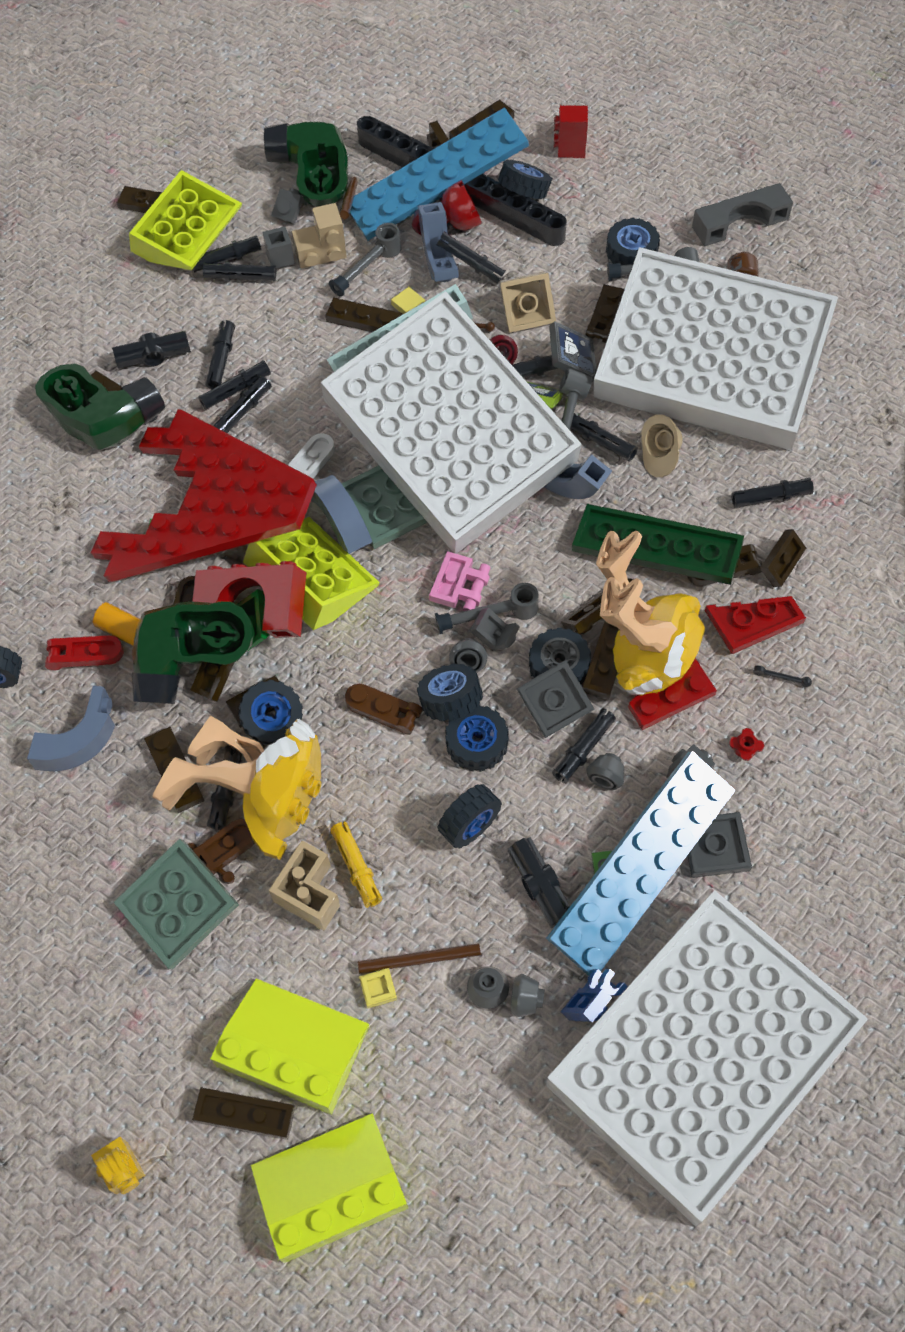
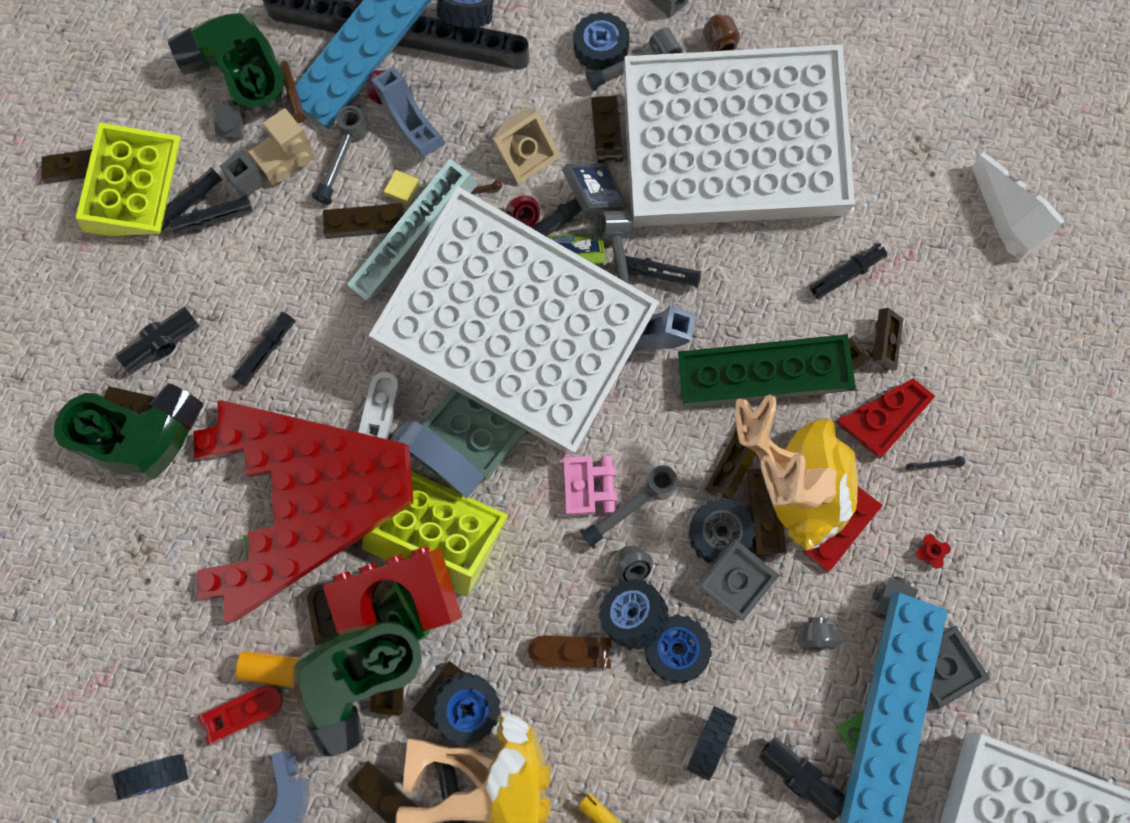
camera: 20 degrees left, 10 degrees up
(222, 347) = (231, 308): black pin -> none
(247, 400) = (292, 341): black pin -> none
(460, 207) = (411, 61): red cylinder -> none
(471, 258) = (459, 119): black pin -> none
(493, 630) = (647, 527): dark grey bracket -> none
(577, 754) = (780, 628): black pin -> none
(660, 445) = (724, 261): tan piece -> none

